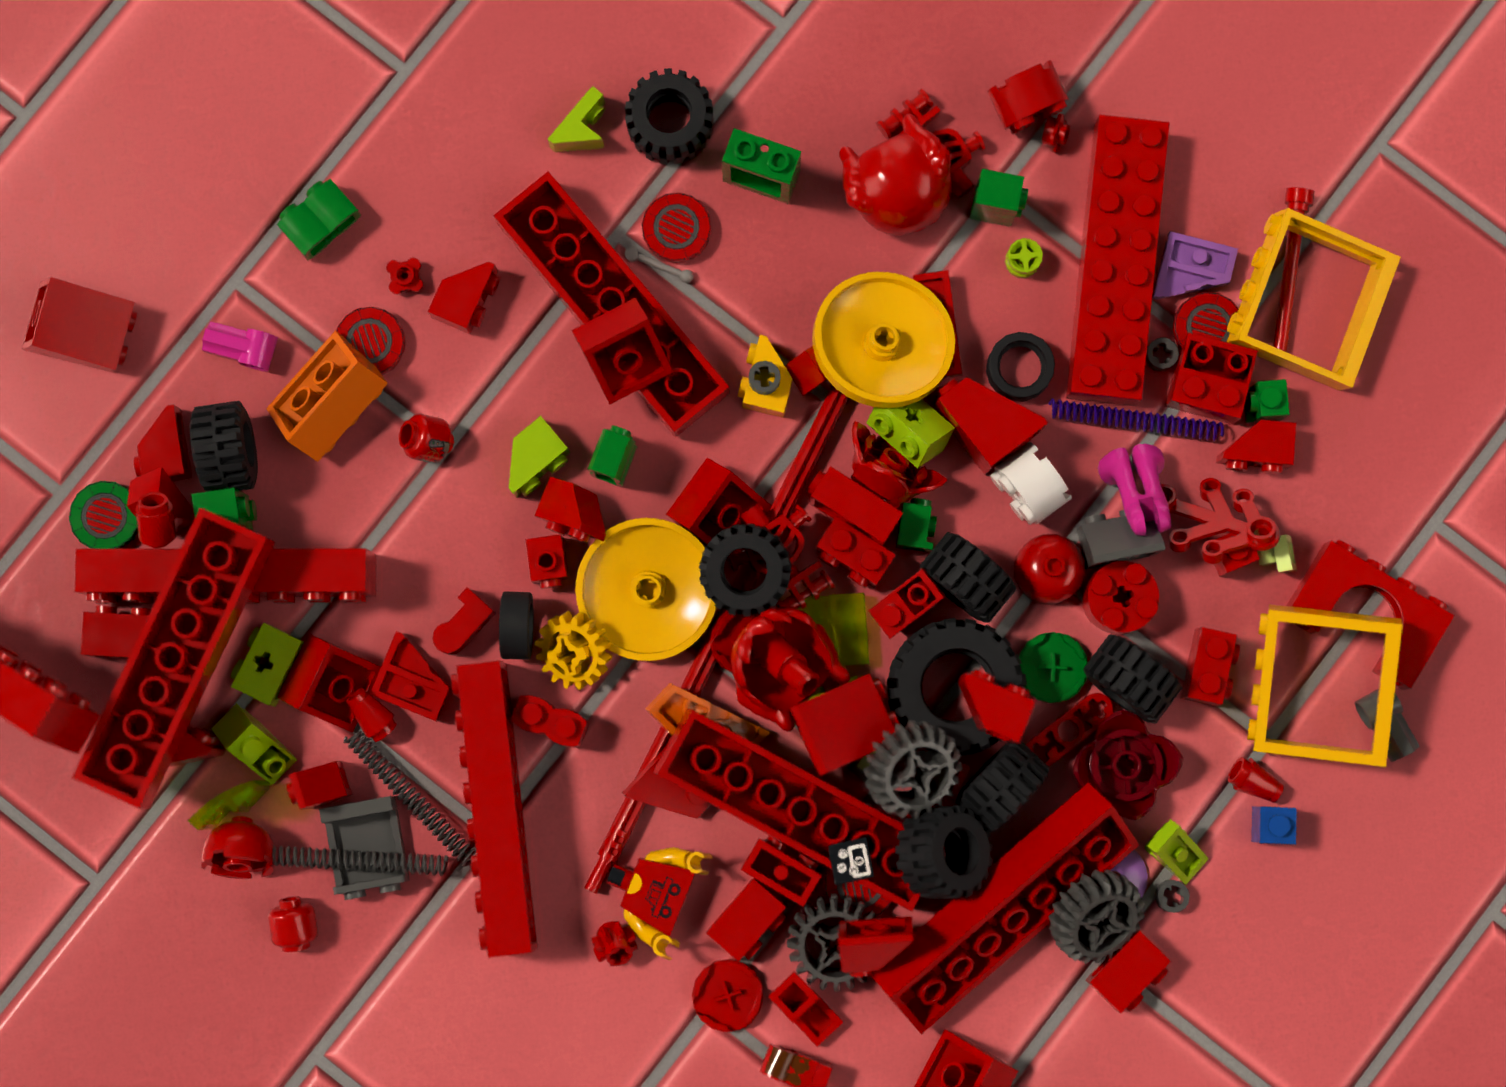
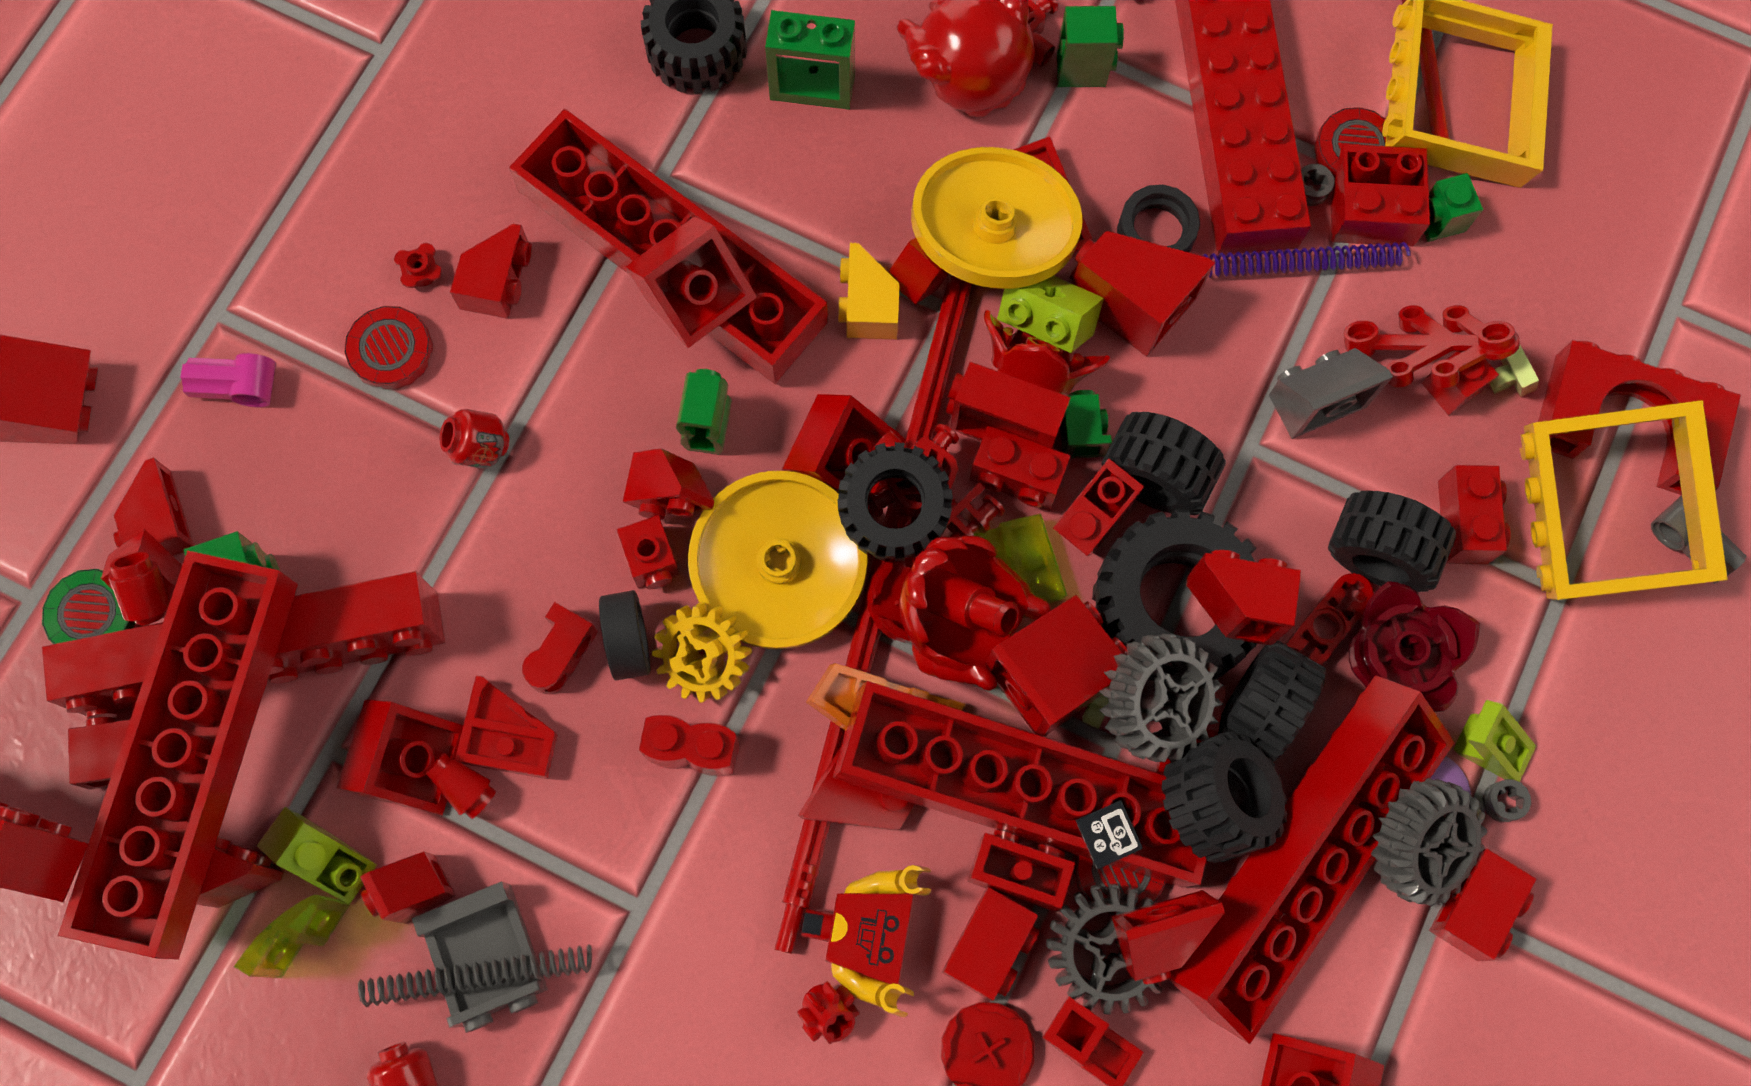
camera: 15 degrees left, 10 degrees down
(223, 446) = (221, 489): black tyre -> none
(238, 849) = (314, 996): red cylinder -> none
(249, 673) = (316, 725): lime brick -> none
(318, 218) = (304, 221): green brick -> none
(326, 397) = (345, 415): orange slope -> none
(421, 811) = (613, 946): dark grey piece -> none
(496, 809) = (642, 870): red brick -> none
(533, 454) = (609, 433): lime slope -> none
(573, 130) = (591, 67): lime slope -> none
(632, 255) = (748, 205): light grey hinge -> none
(676, 227) = (727, 155): tile -> none
(756, 384) = (857, 294): dark grey bush -> none
(1024, 251) = (1134, 101): lime wheel -> none
(1031, 484) = (1208, 345): white brick -> none
(1049, 569) = (1255, 442): red cylinder -> none
(1053, 667) = (1297, 544): green tile -> none
(1129, 579) = (1359, 437): red brick -> none
(1148, 464) = (1318, 312): dark pink piece -> none
(1192, 266) = (1323, 83): medium lavender wing -> none
(1254, 780) = (1561, 637): red cone -> none
(1264, 445) = (1462, 257): red slope -> none
(1273, 825) = (1605, 685): blue brick -> none

